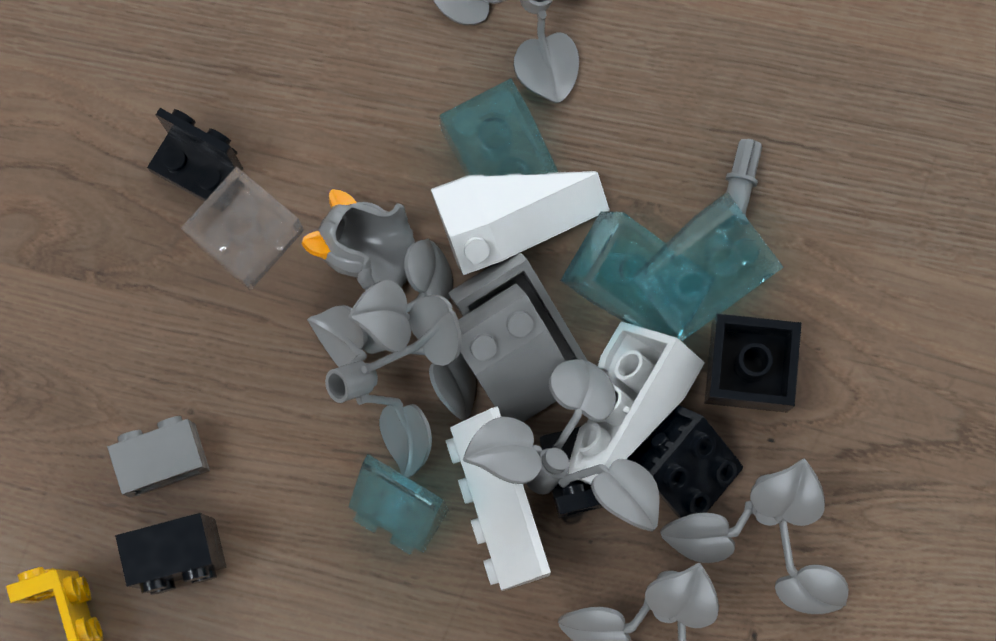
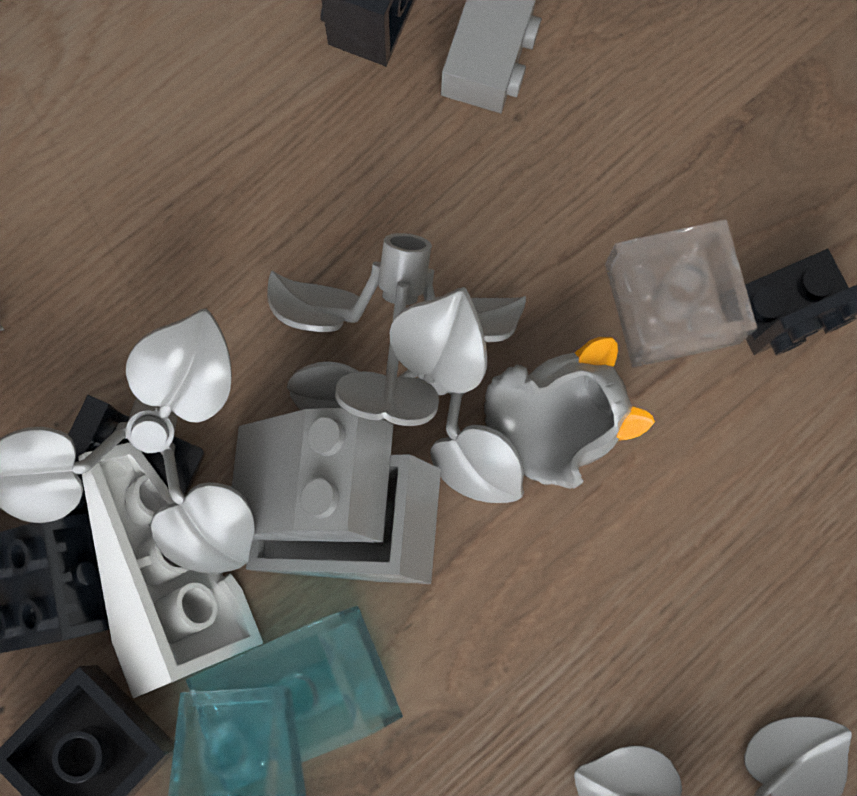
camera: 120 degrees right, 0 degrees up
(396, 505) = (242, 242): clear light blue slope -> none
(496, 135) = (557, 654): clear light blue slope -> none
(502, 513) = (102, 328): white slope -> none
(510, 213) = (477, 599): white wedge -> none

